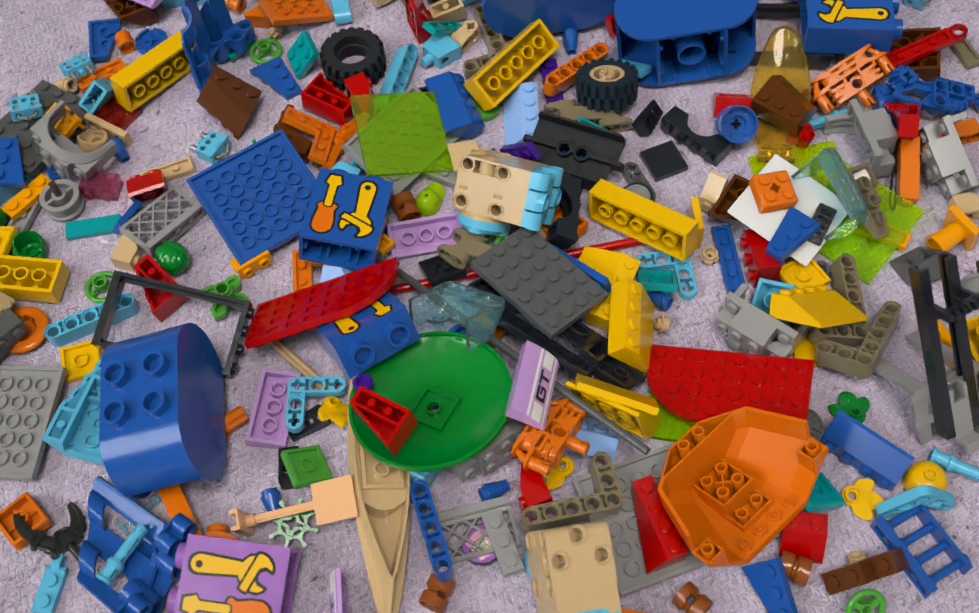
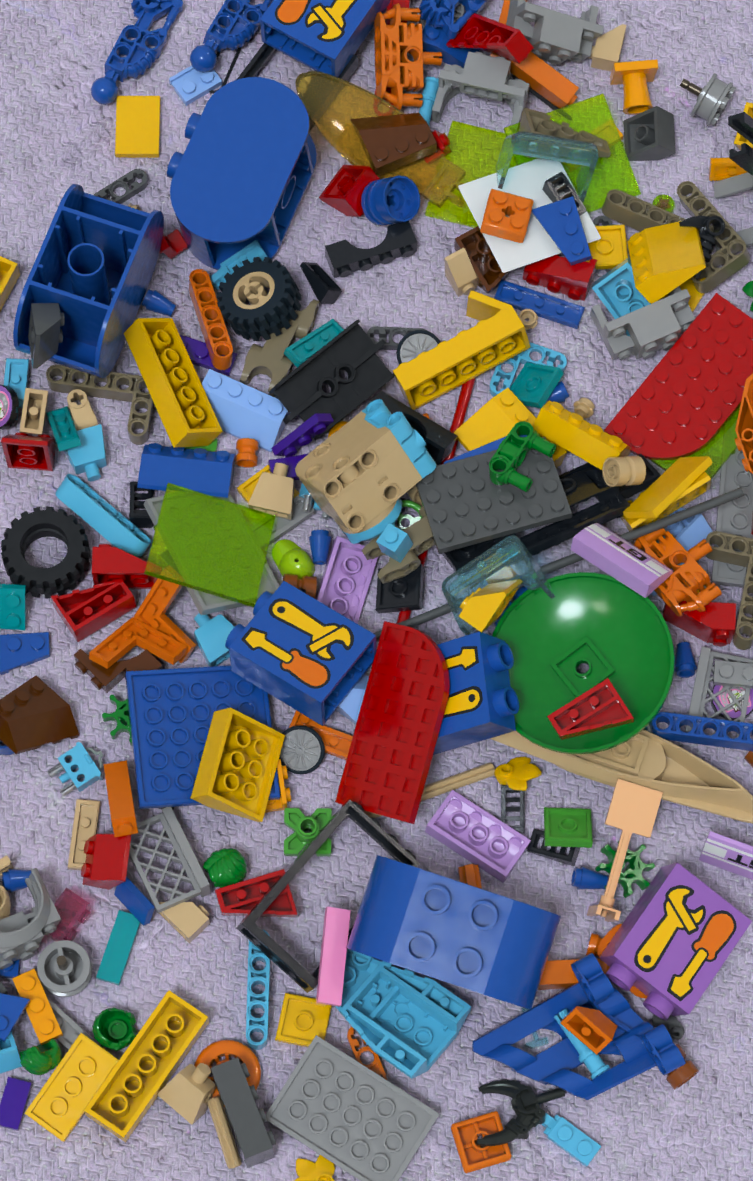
camera: 70 degrees left, 10 degrees up
(93, 353) = (333, 956): none -> bright pink tile
(100, 285) = (219, 958): bright green piece -> none
(133, 551) = (590, 1027): none -> orange slope
(176, 172) = (120, 799): none -> orange brick
(244, 224) = (237, 765): none -> yellow slope
(285, 264) = (302, 750): none -> light grey wheel
(302, 394) = (483, 798): medium azure beam -> none
(363, 380) = (526, 721): dark purple tile -> none
(435, 308) = (487, 604): none -> yellow slope
(445, 207) = (319, 546): none -> blue cone
(463, 236) = (394, 542): none -> medium azure brick
(492, 135) = (246, 452): none -> orange wheel
(575, 272) = (512, 454): none -> green piece
(613, 360) = (624, 471): none -> tan wheel
(663, 161) = (381, 298): black tile -> none
(853, 332) = (706, 235): none -> black piece
(871, 303) = (664, 202): none -> tile

